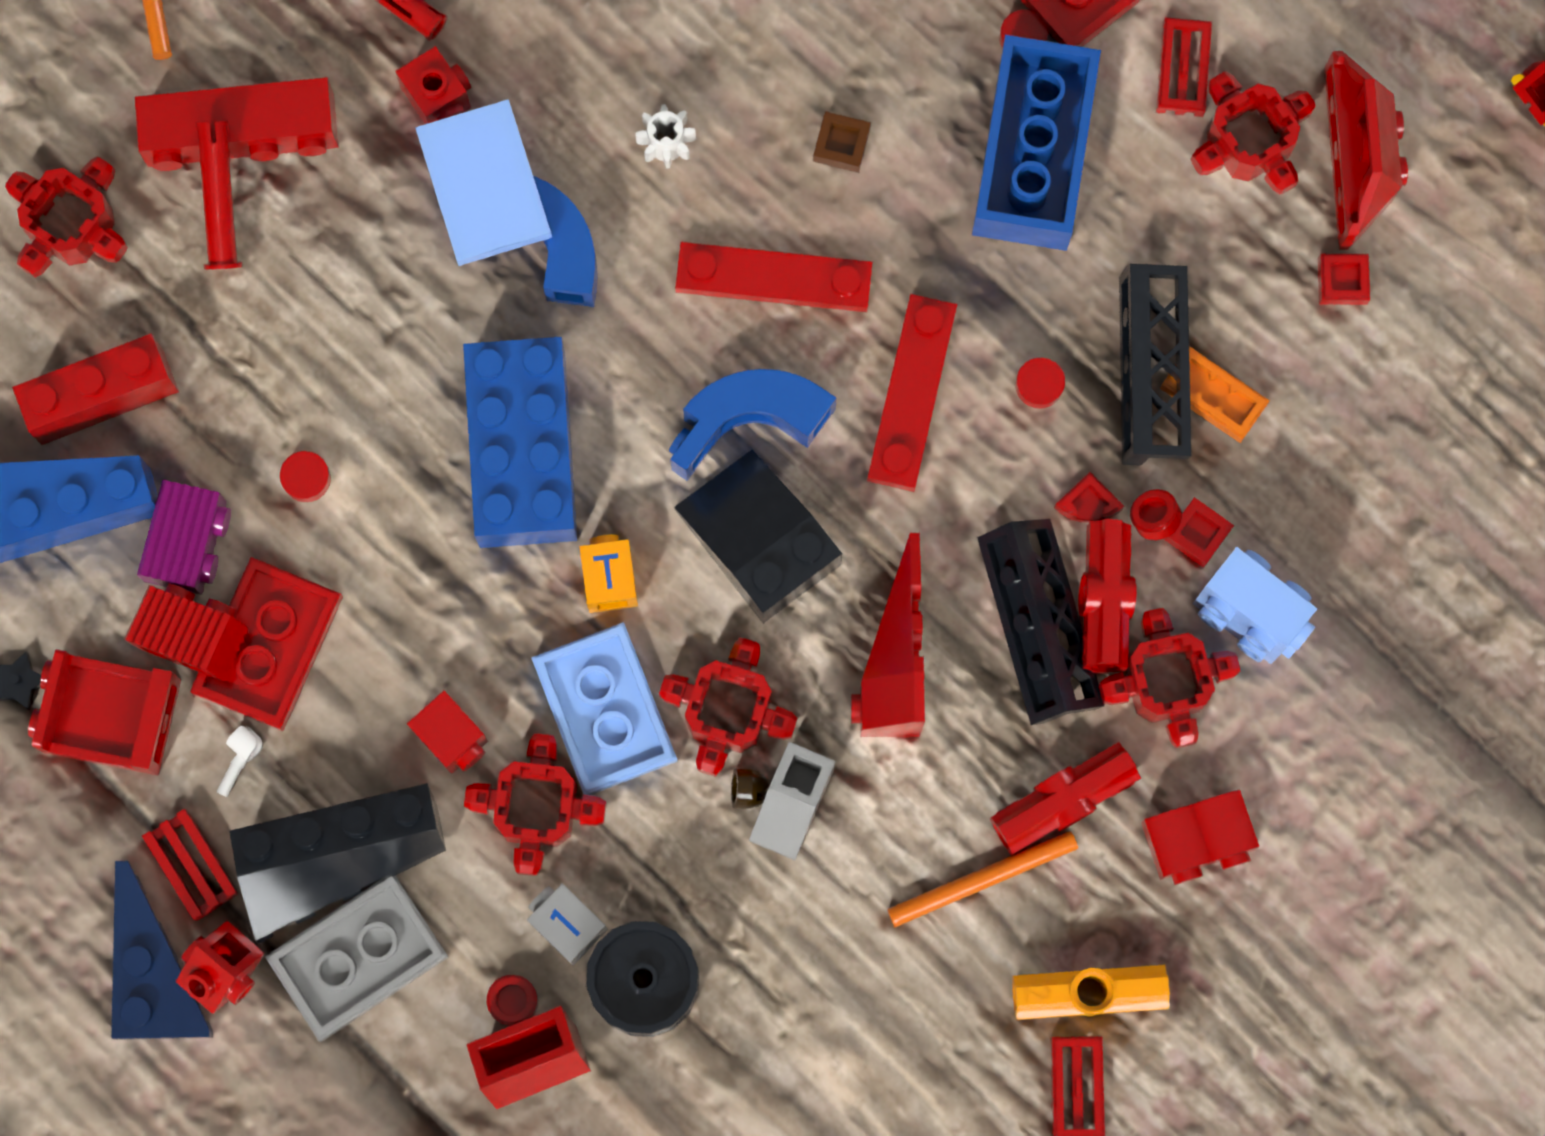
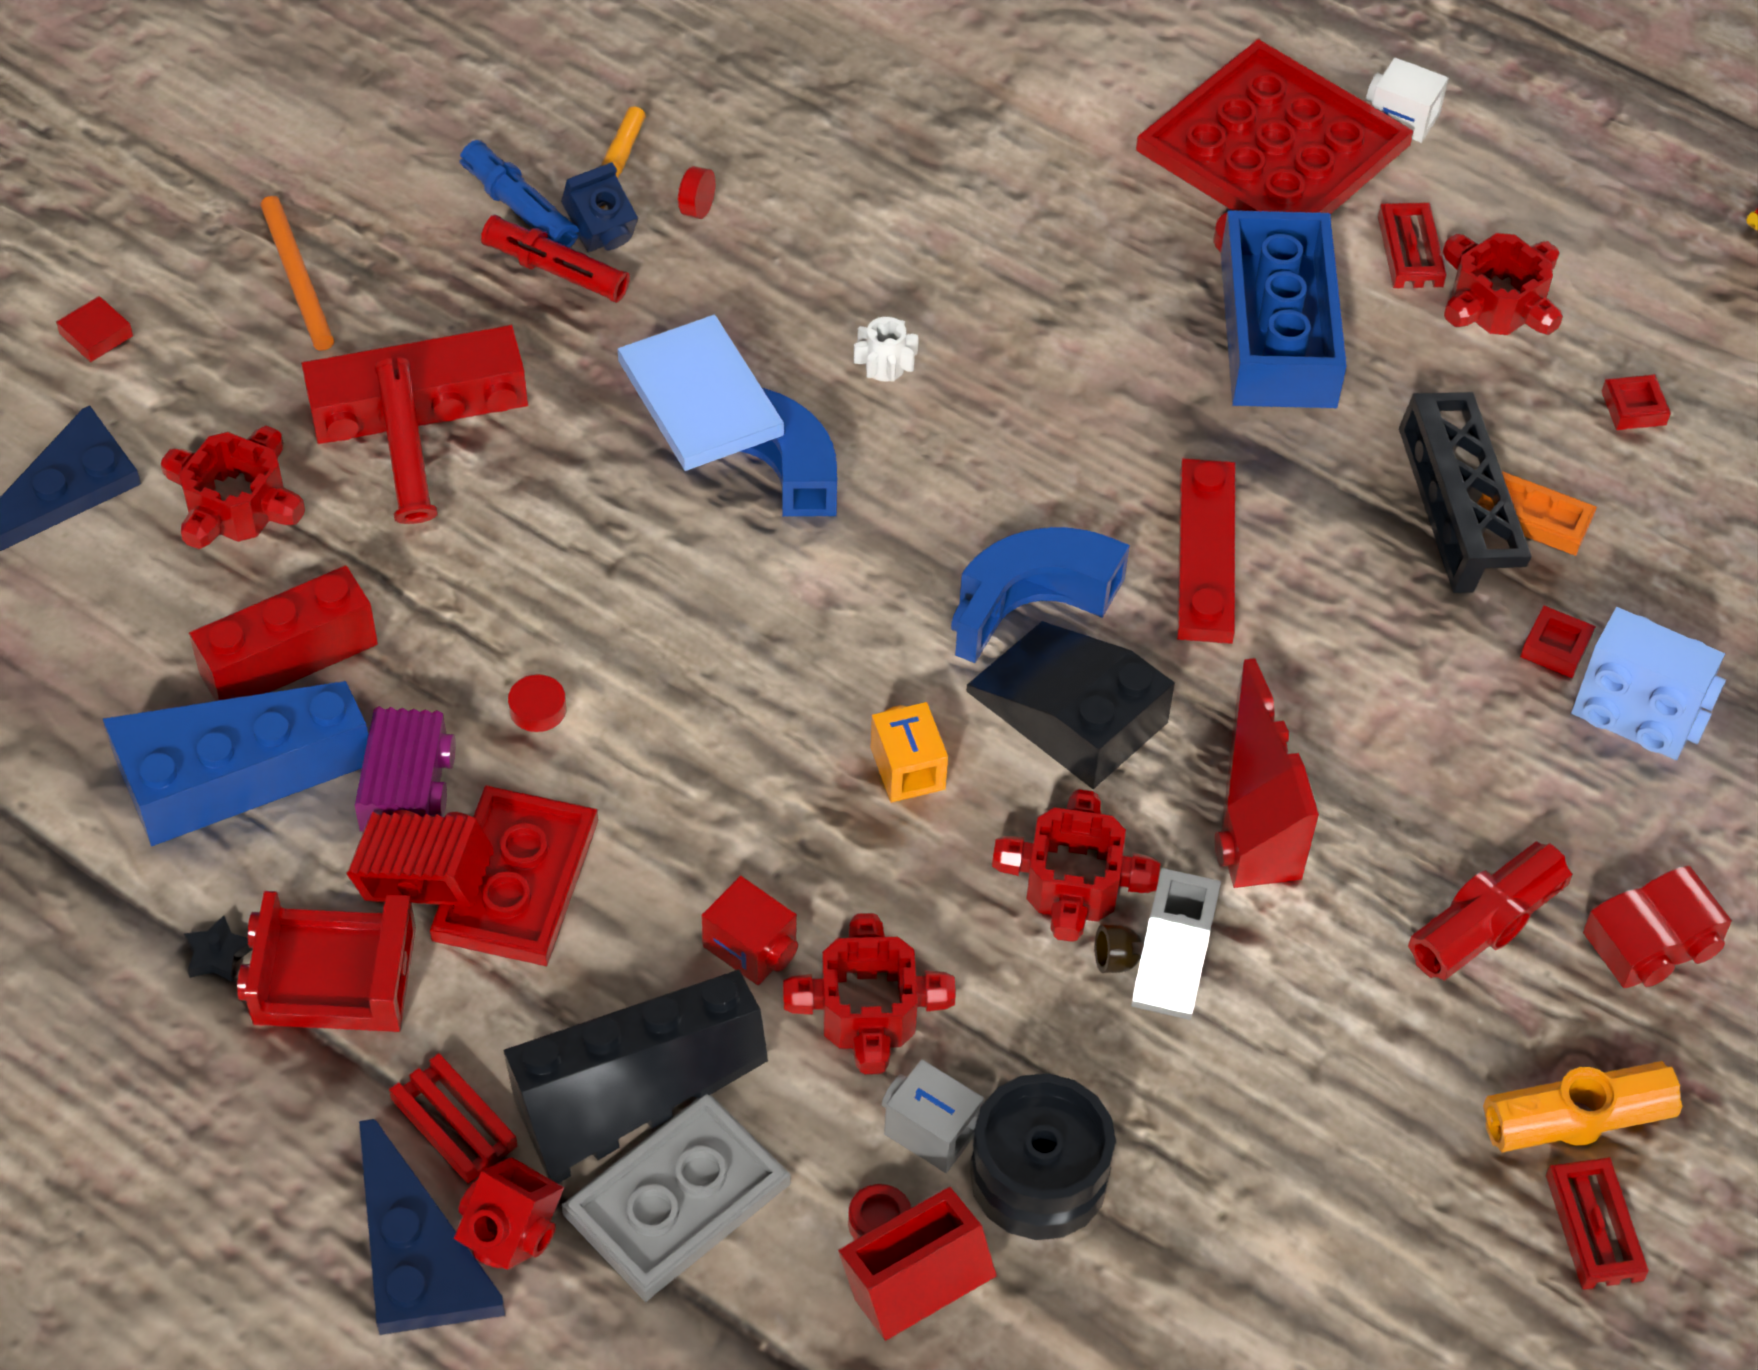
camera: 10 degrees left, 25 degrees down
(247, 747) = (507, 982): white hand -> none
(434, 86) = (620, 322): red brick -> none
(520, 442) = (783, 636): blue brick -> none
(604, 709) = (930, 890): light blue tile -> none
(773, 277) = (1029, 463): red plate -> none
(841, 142) = (1074, 337): reddish brown plate -> none
(982, 879) = (1415, 1012): orange bar -> none
(1033, 620) = (1407, 742): black fence -> none
(1040, 383) = (1343, 525): red tile -> none
(1089, 501) = (1429, 628): red tile -> none
(1107, 596) = (1478, 705): red piece -> none
(1155, 514) = (1506, 626): red tile -> none
(1220, 666) = (1582, 743): red piece -> none
(1363, 146) = (1615, 277): red wedge -> none

